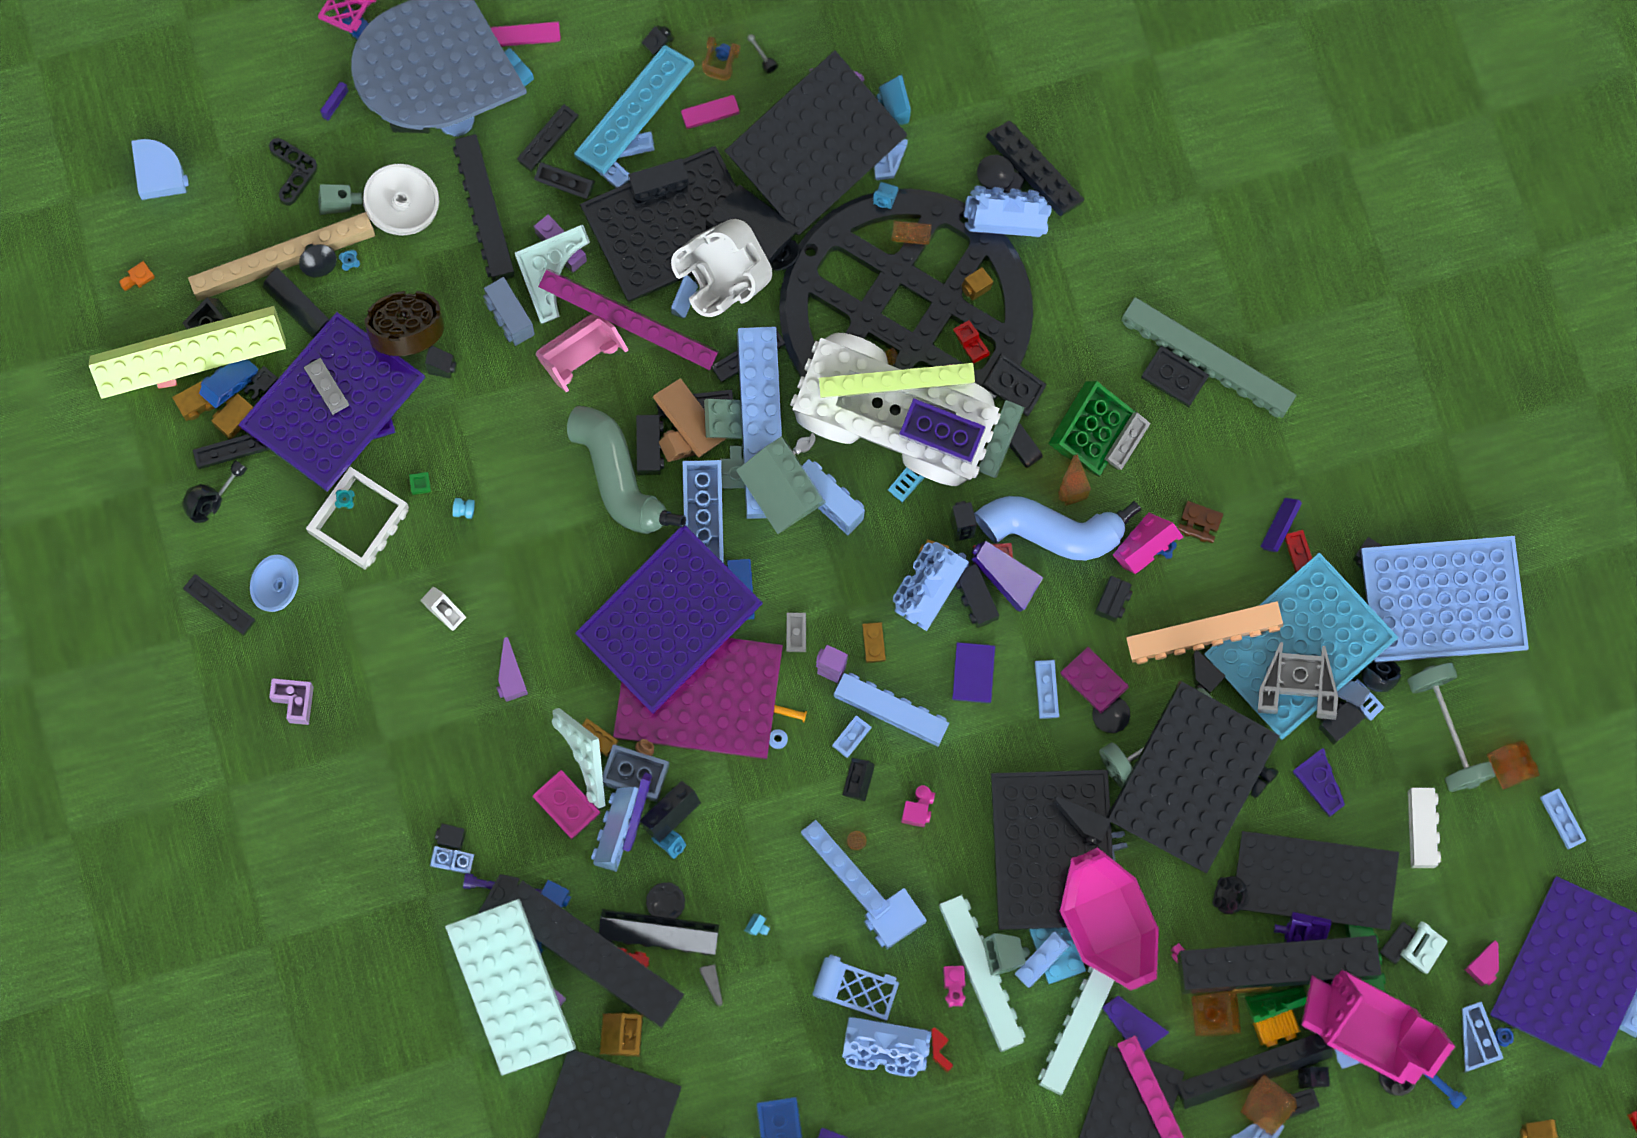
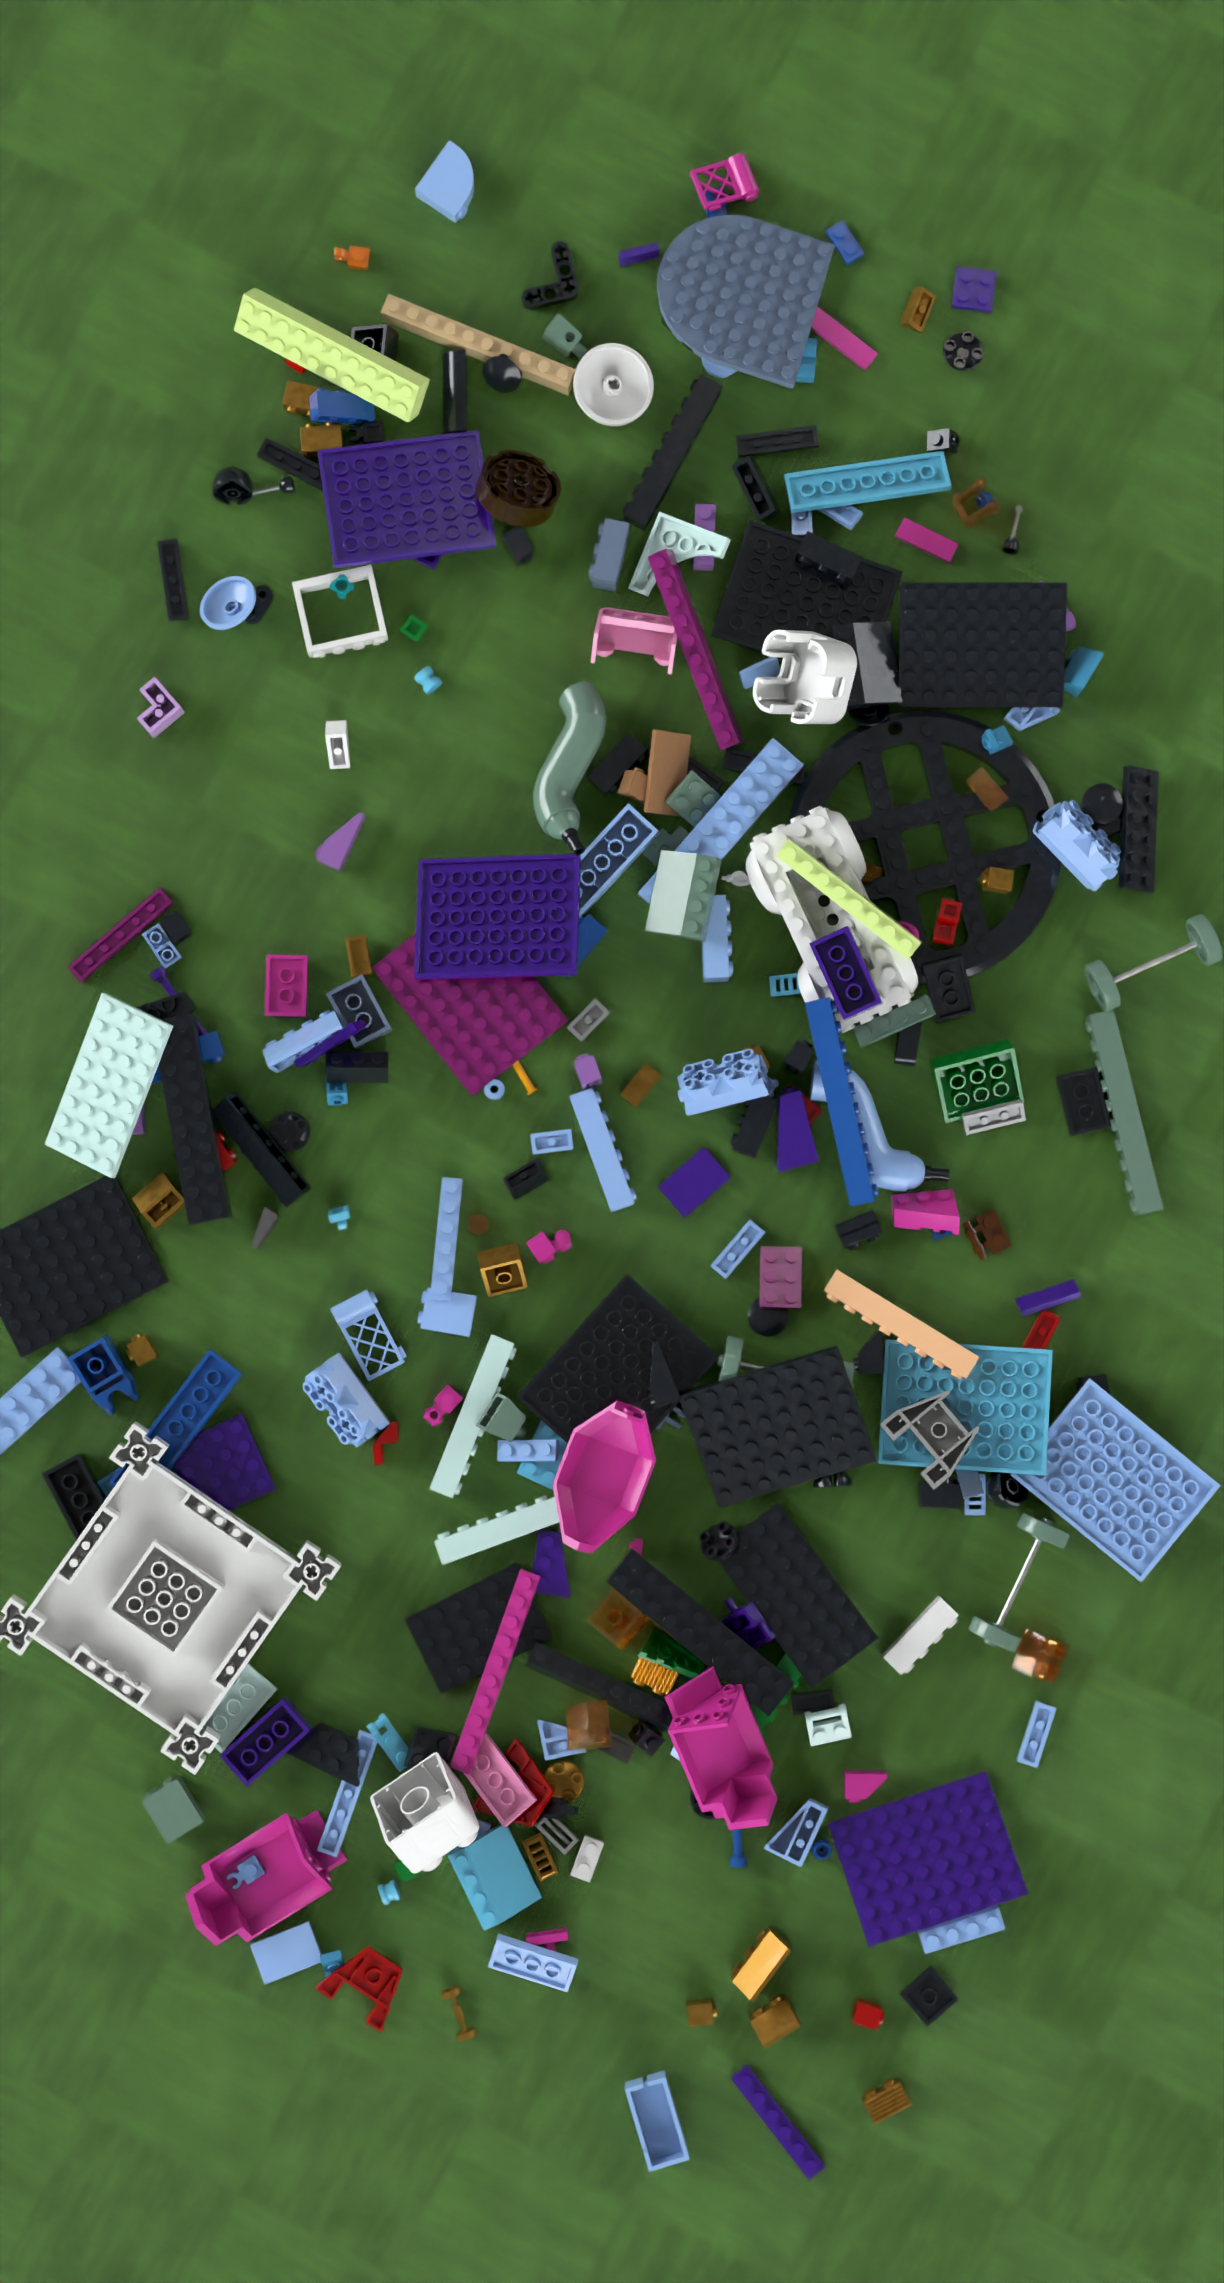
camera: 50 degrees right, 10 degrees up
(299, 563) = (261, 604): none -> black plate
(326, 386) = (412, 482): light grey plate -> none
(349, 255) = (527, 390): dark azure plate -> none
(415, 880) = (120, 935): none -> magenta tile
(586, 753) = (333, 959): light aqua plate -> none
(645, 747) = (386, 999): medium nougat plate -> none
(903, 854) = (502, 1269): none -> pearl gold slope
(1020, 520) = (840, 1101): none -> blue brick
(1074, 484) = (916, 1110): clear orange slope -> none
(1146, 199) = (1202, 940): none -> sand green axle
(1320, 783) = (876, 1522): dark purple wing -> none

